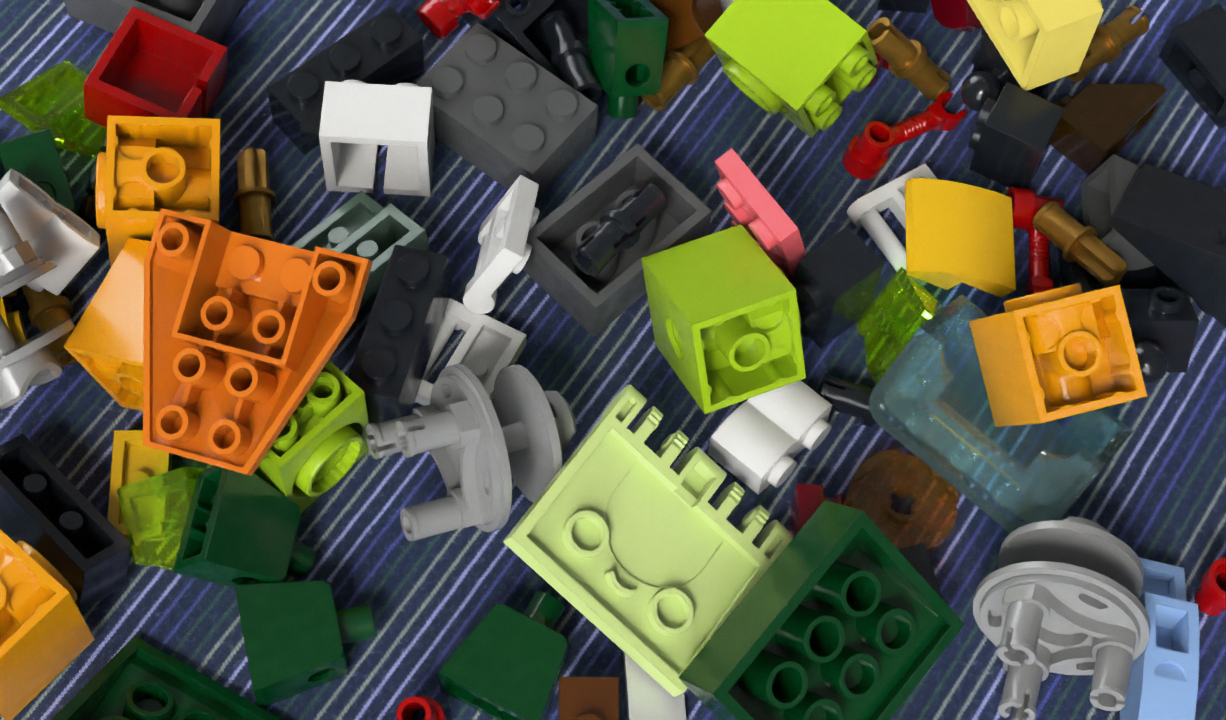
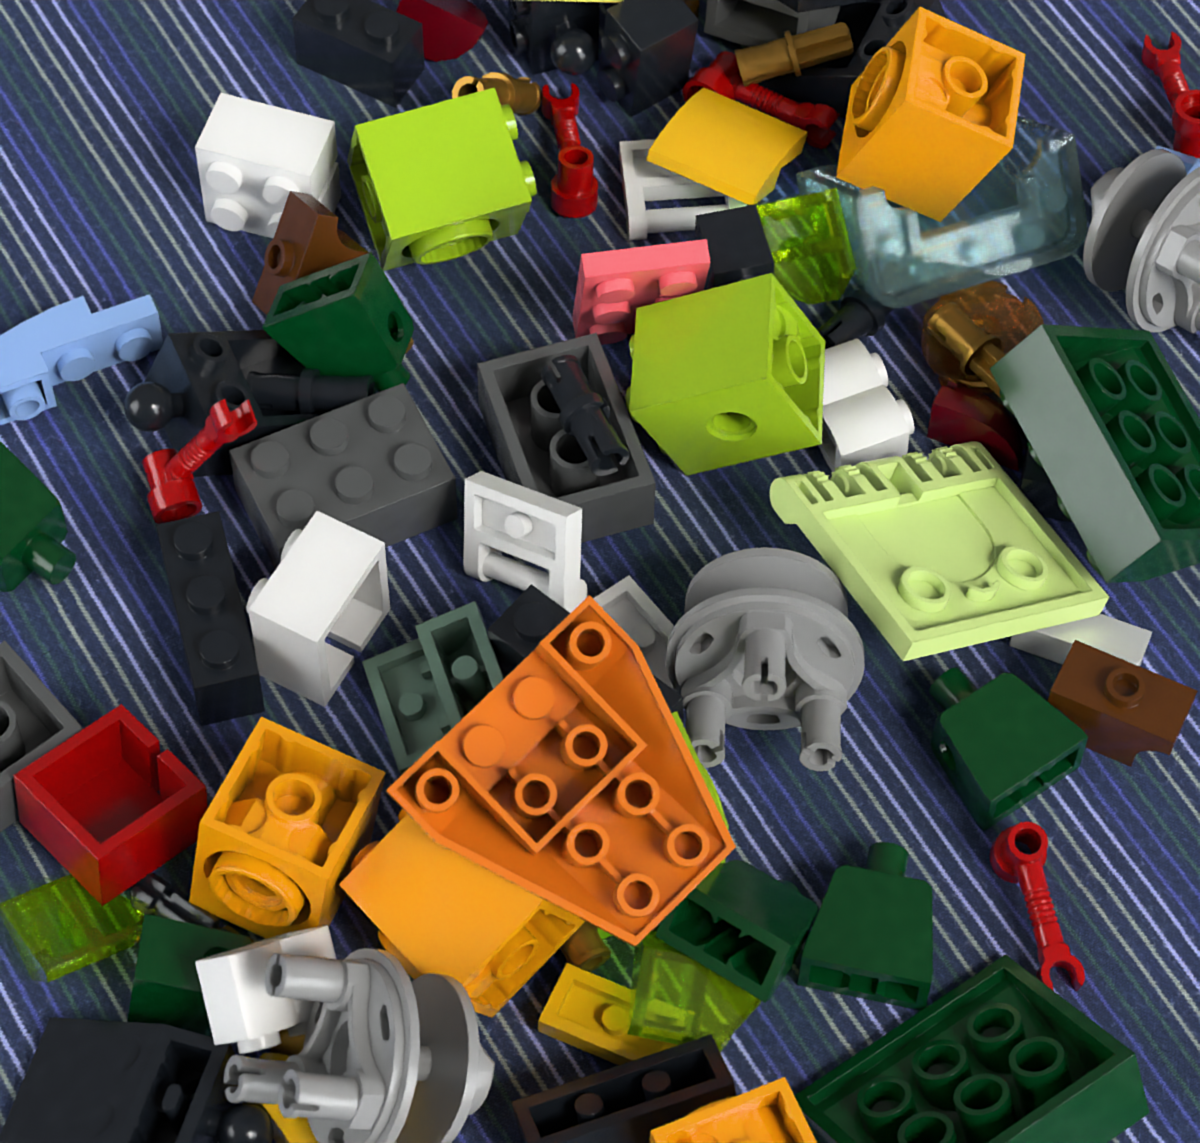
camera: 60 degrees left, 5 degrees down
(875, 484) = (967, 342): none -> pearl gold axle

